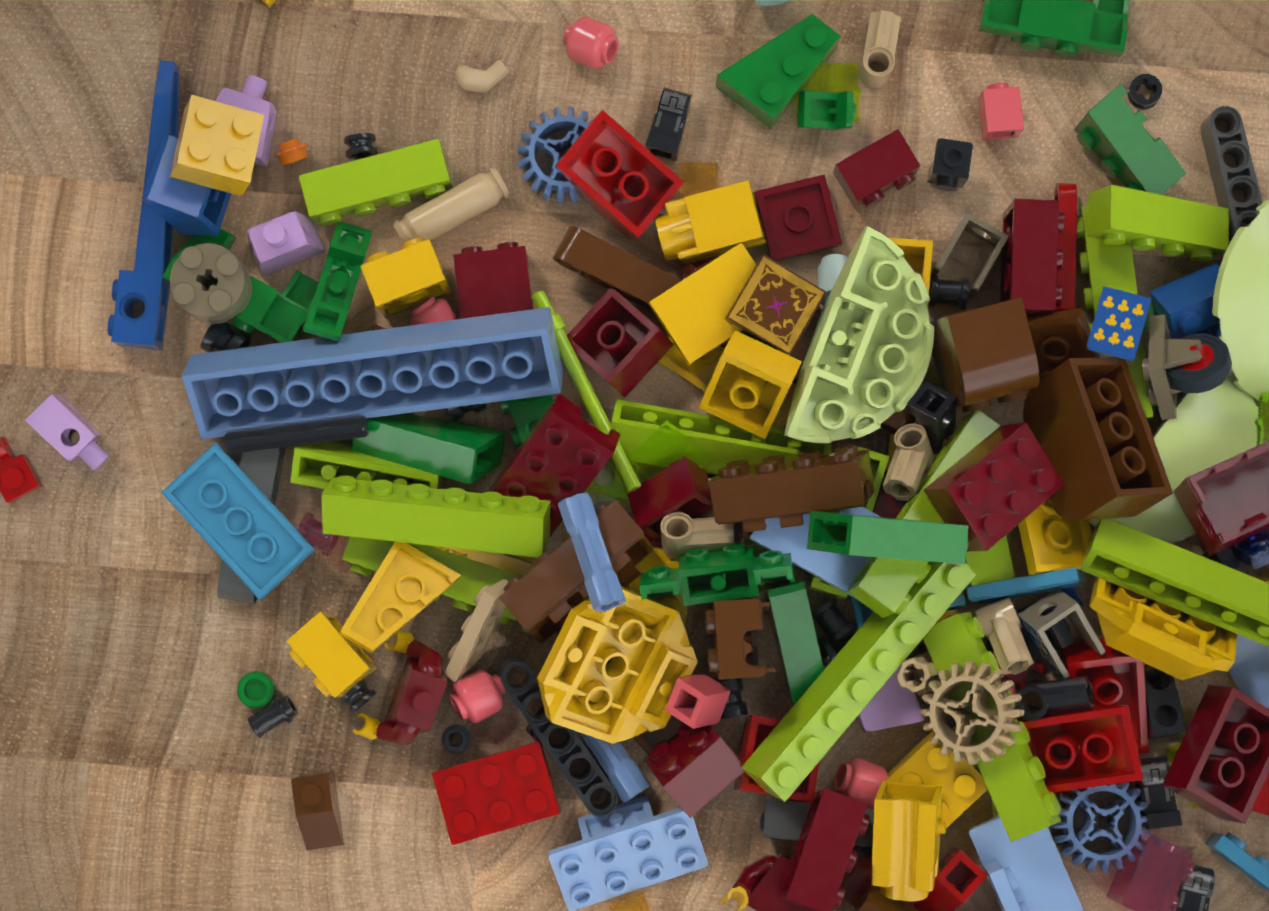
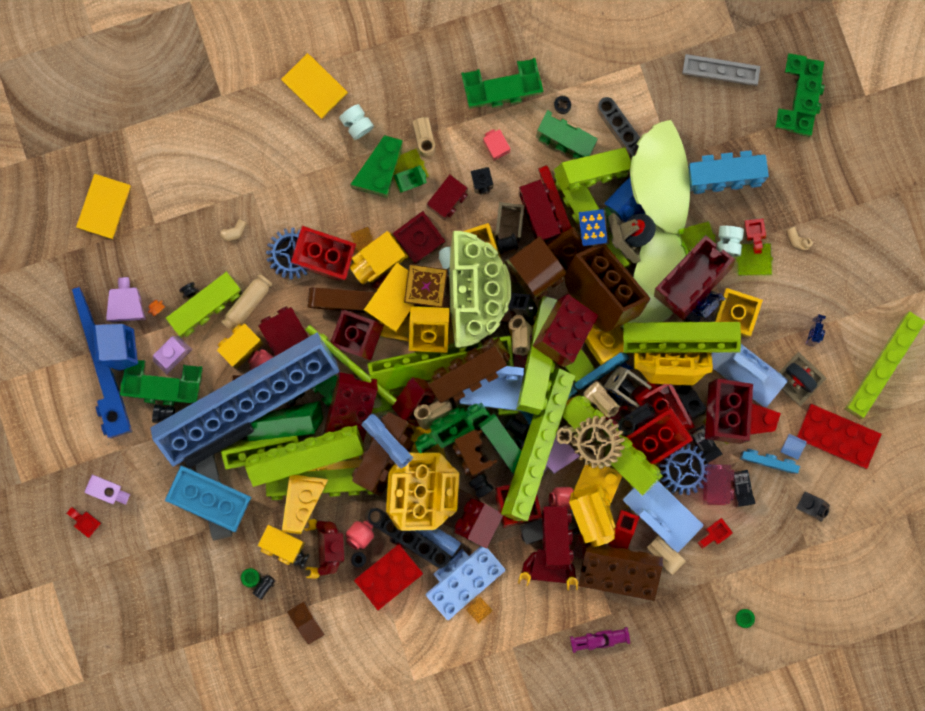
camera: 30 degrees left, 0 degrees up
(196, 267) = (155, 395): dark tan brick -> none
(217, 145) = (121, 320): yellow brick -> none
(313, 532) = (248, 489): clear pink bush -> none
(337, 281) = (206, 361): green slope -> none
(476, 631) = (346, 503): tan plate -> none
(591, 43) = (281, 192): coral head -> none
(669, 124) = (336, 217): leg -> none
(698, 700) = (467, 491): coral brick -> none
(887, 537) = (523, 375): green slope -> none

